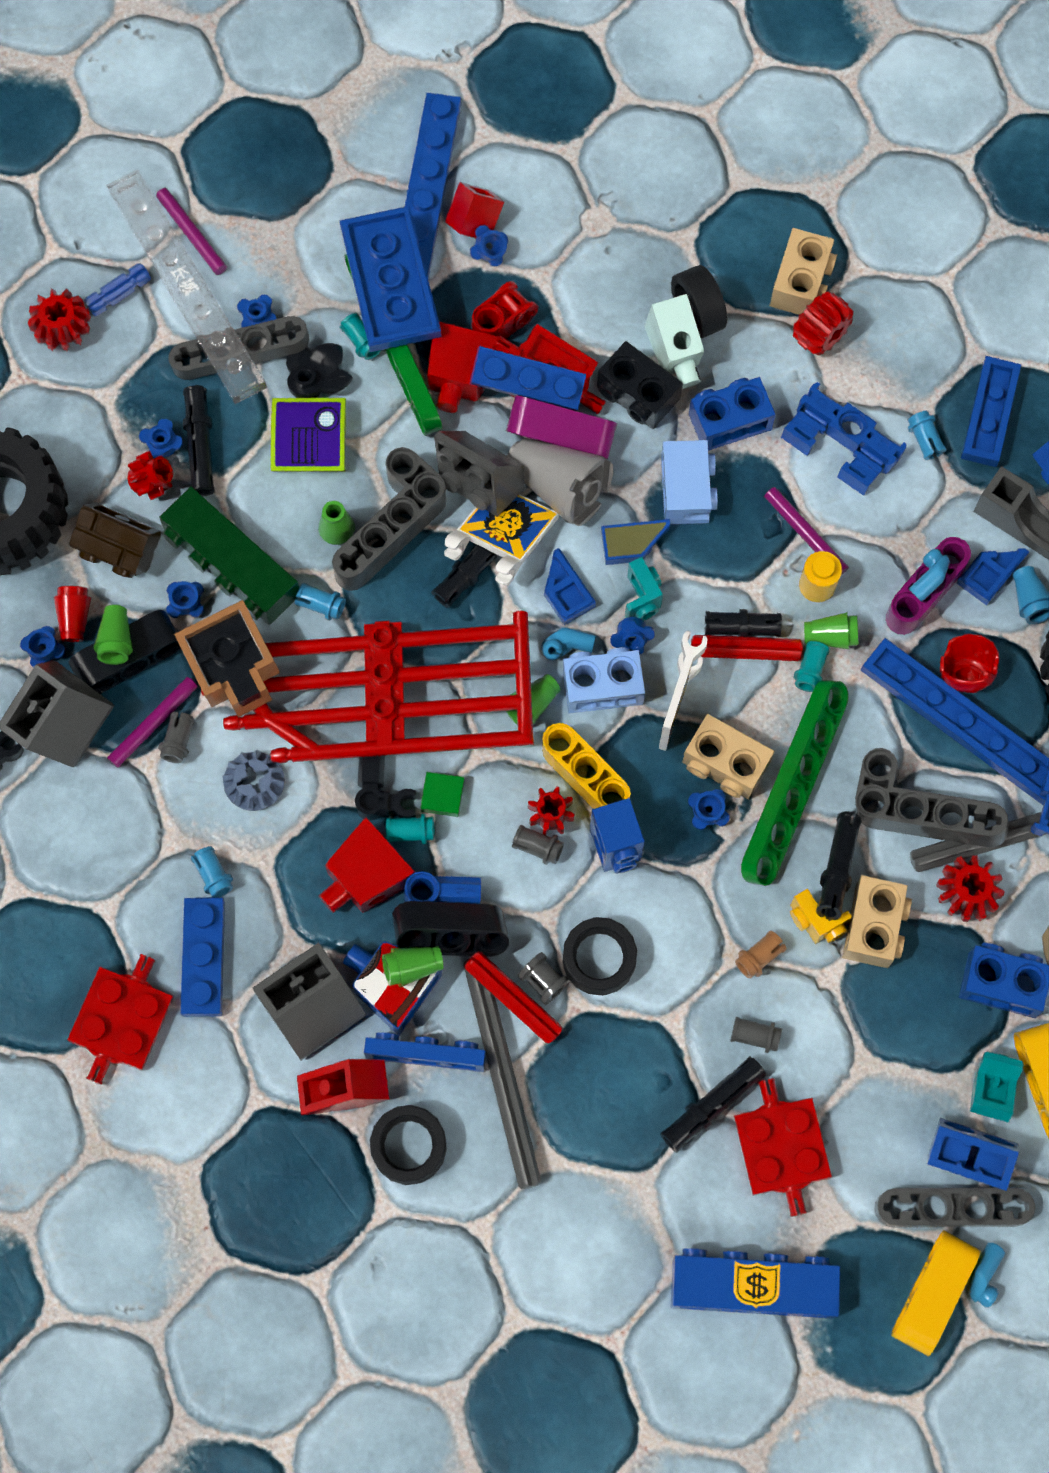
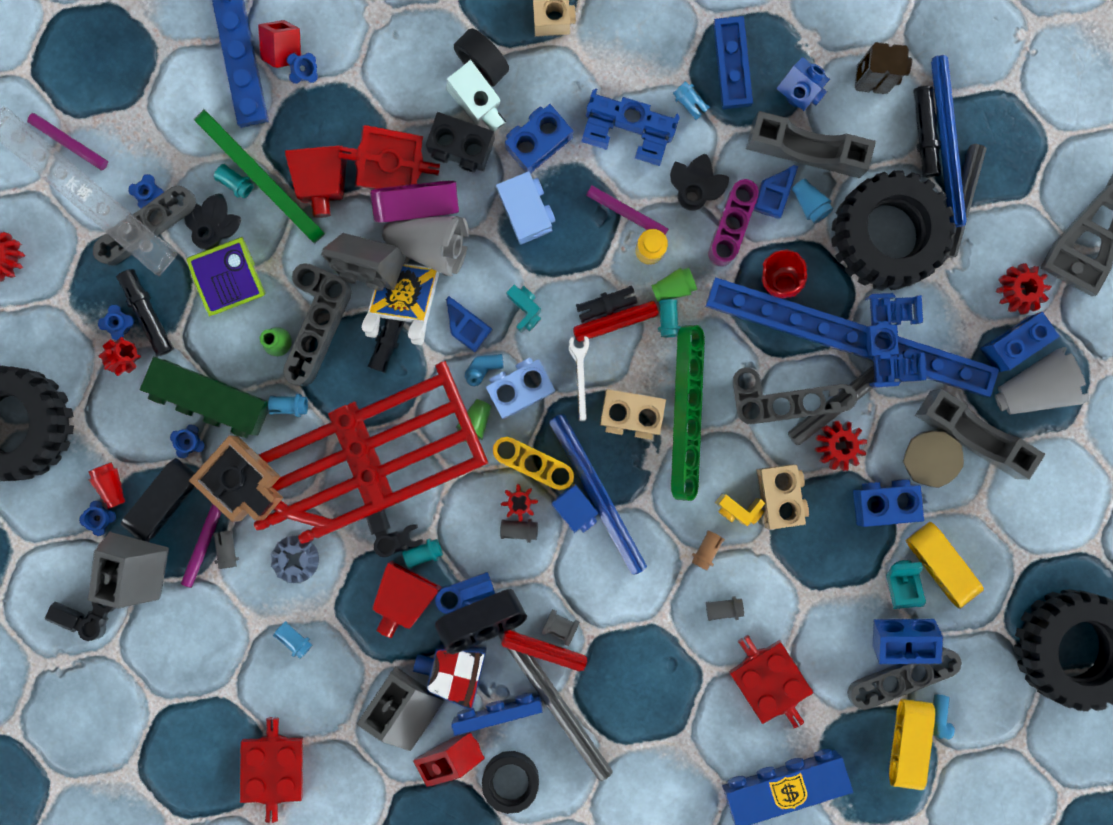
camera: 20 degrees left, 15 degrees up
(113, 638) = (144, 499): bright green cone -> none
(114, 539) = (114, 417): dark brown brick -> none
(117, 289) = (31, 212): blue axle -> none
(202, 957) = (311, 702): blue plate -> none
(390, 279) = (236, 128): blue tile -> none
(411, 964) = (463, 663): bright green cone -> none
(442, 794) = (435, 517): green tile -> none
(505, 310) = (335, 118): red piece -> none
(527, 378) = (374, 173): blue plate -> none
(599, 926) = (592, 618): black tyre -> none
(631, 540) = (500, 269): olive tile -> none
(635, 628) = (528, 344): blue plate -> none
(653, 854) = (598, 494): none -> blue axle
(716, 801) = (640, 456): blue plate -> none
(722, 1096) = (709, 677): black pin -> none
(823, 323) = (582, 39): red gear -> none
(836, 877) = (744, 478): black pin -> none
(904, 525) = (698, 179): none -> black plate
(933, 577) = (738, 219): dark azure arm -> none

